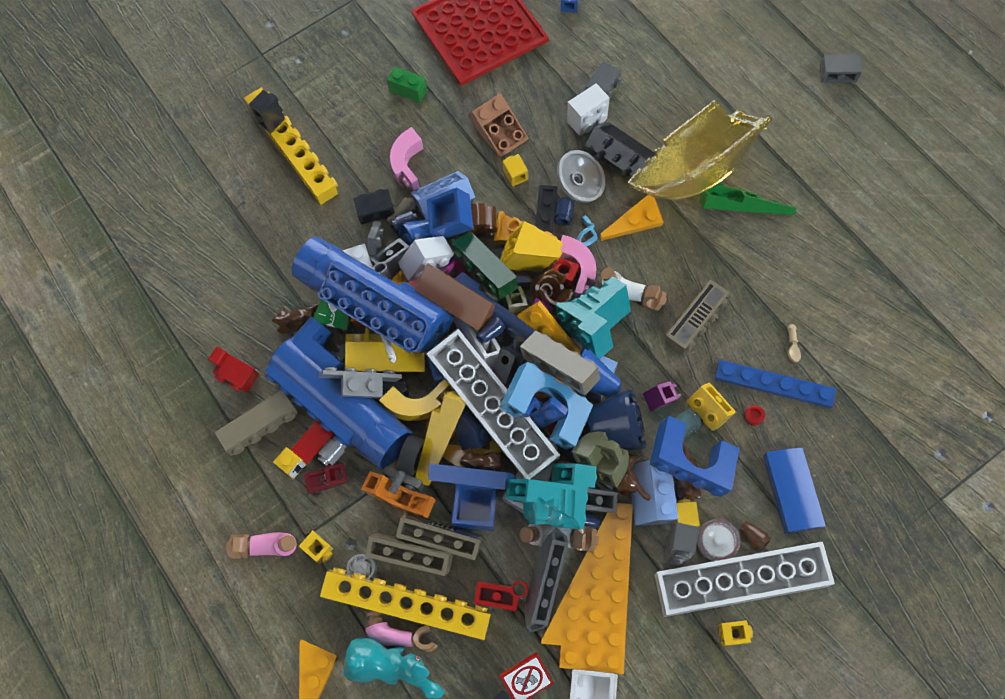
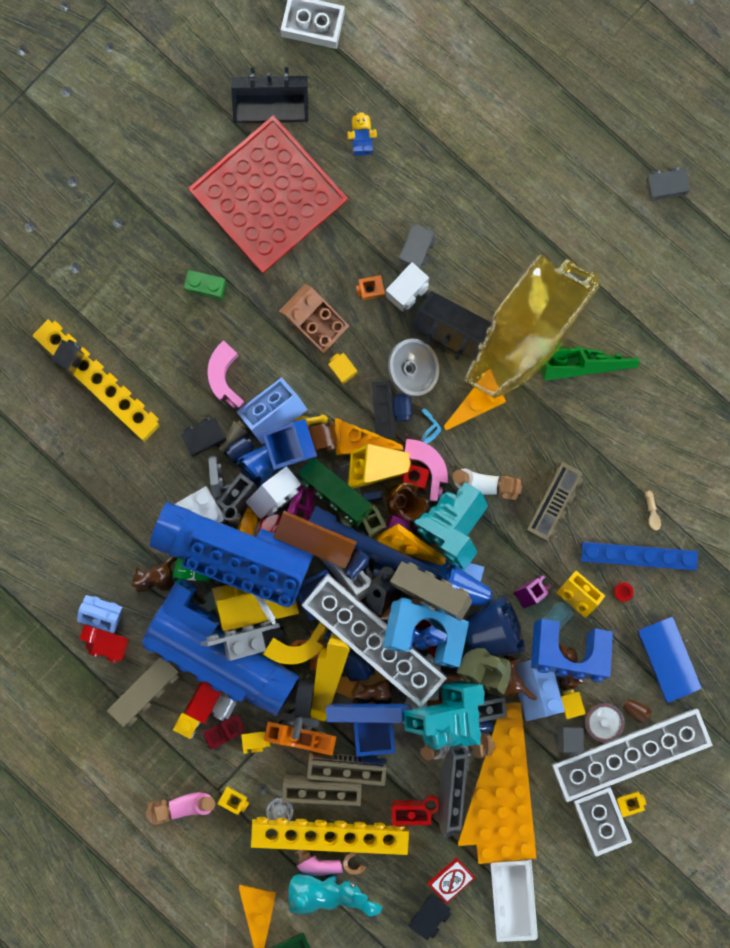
camera: 15 degrees left, 15 degrees up
(235, 342) = (99, 614): none -> light blue brick
(352, 492) = (254, 741): none -> yellow brick
(554, 108) = (374, 282): none -> orange brick
(701, 645) = (602, 821): none -> white brick

